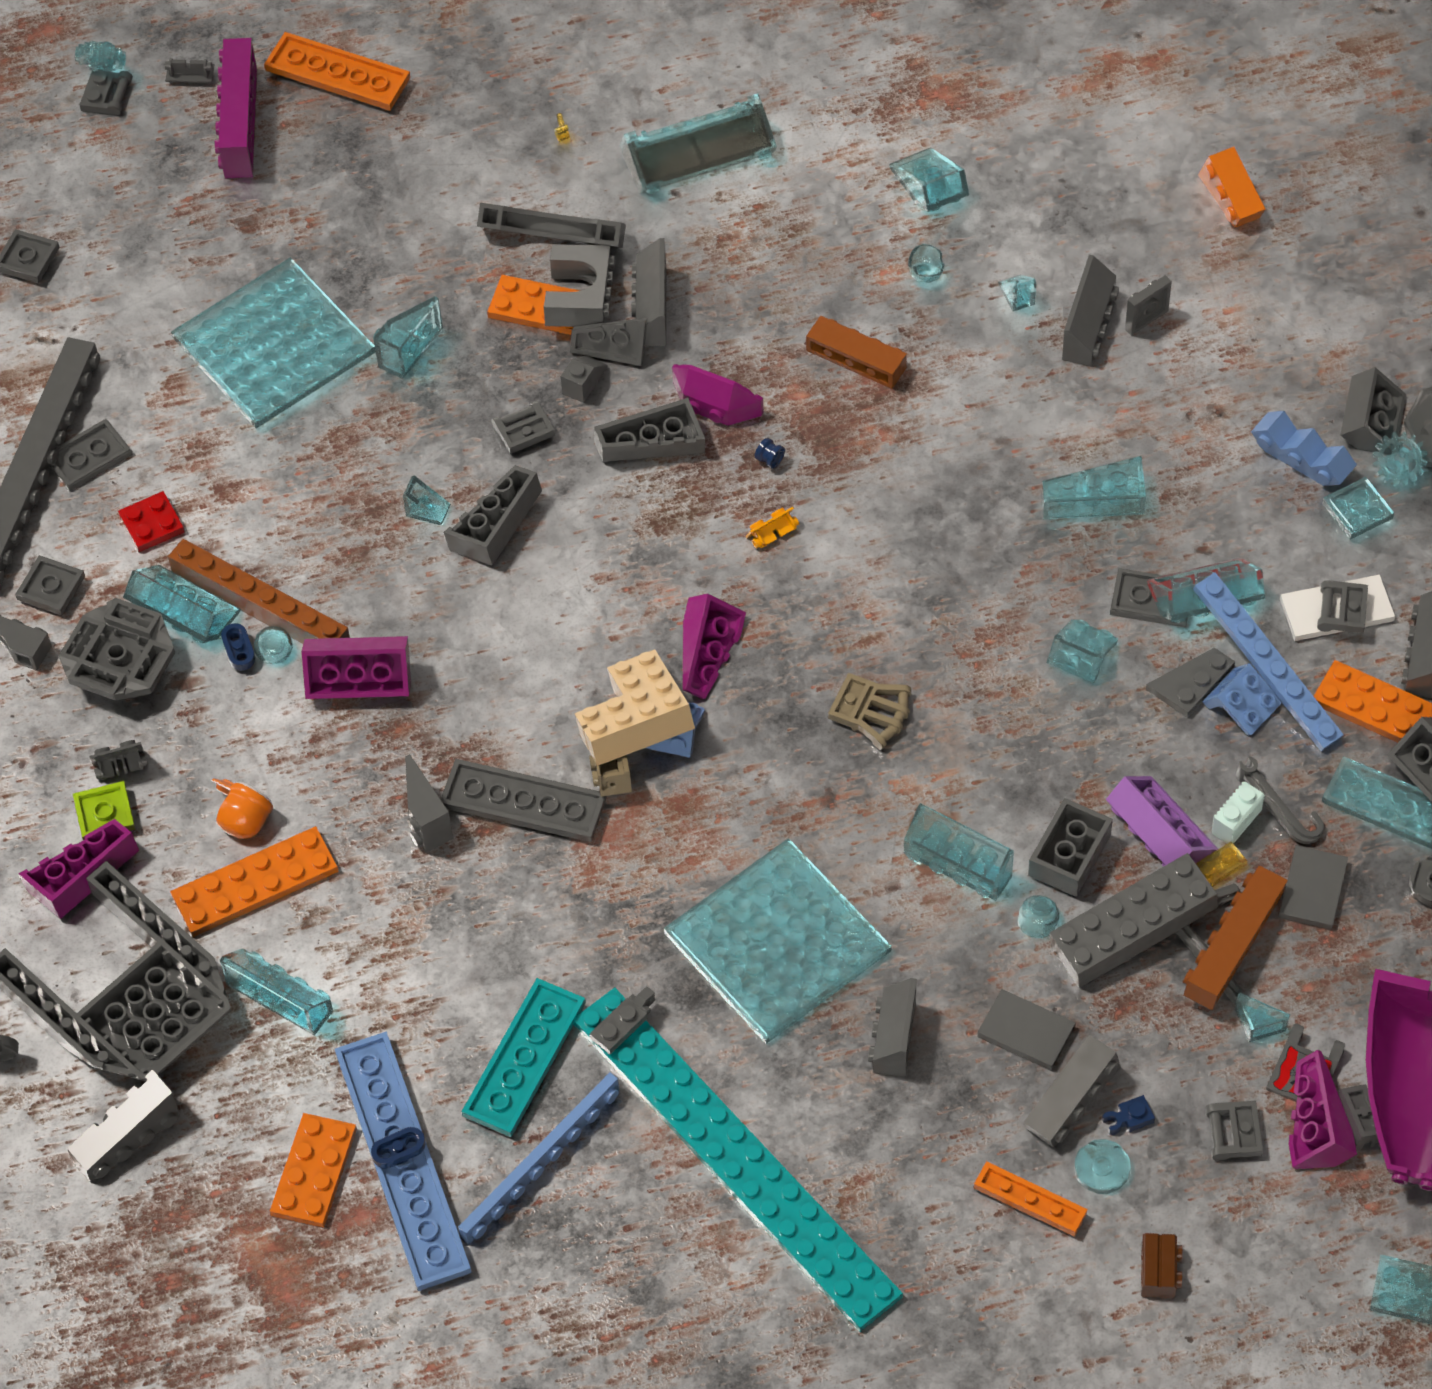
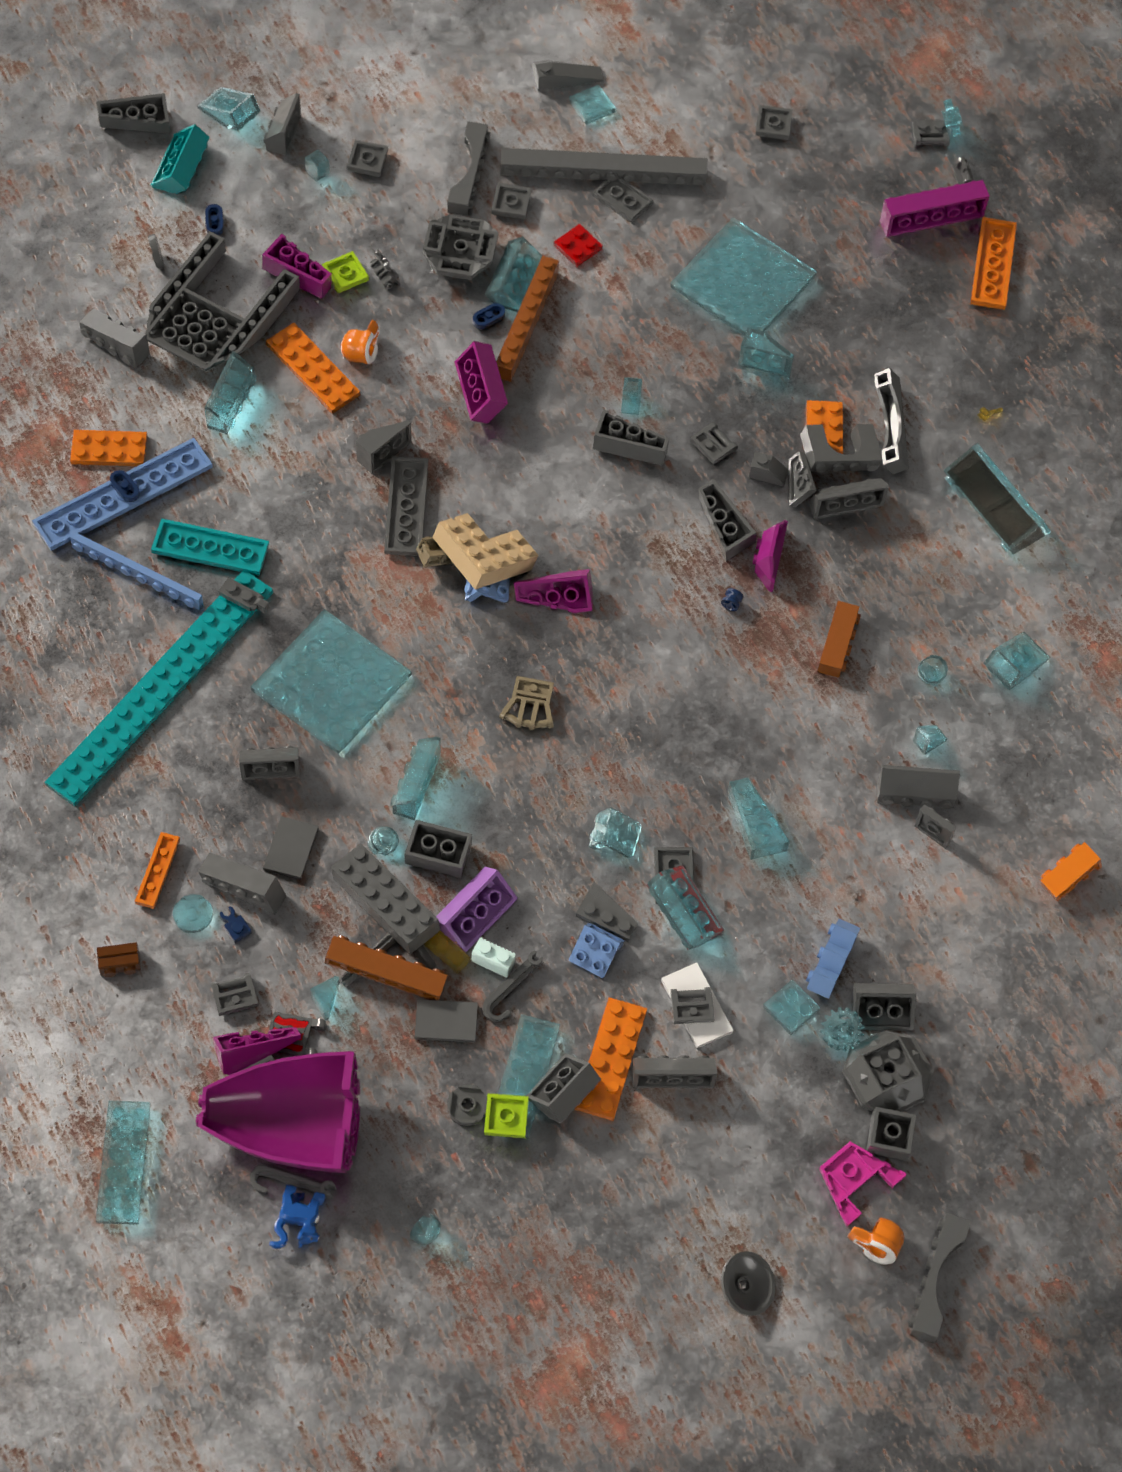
camera: 70 degrees right, 5 degrees up
(273, 645) = (495, 335): clear light blue hair -> none
(763, 531) = (663, 608): light orange hinge -> none
(1268, 661) = (625, 956): medium blue plate -> none

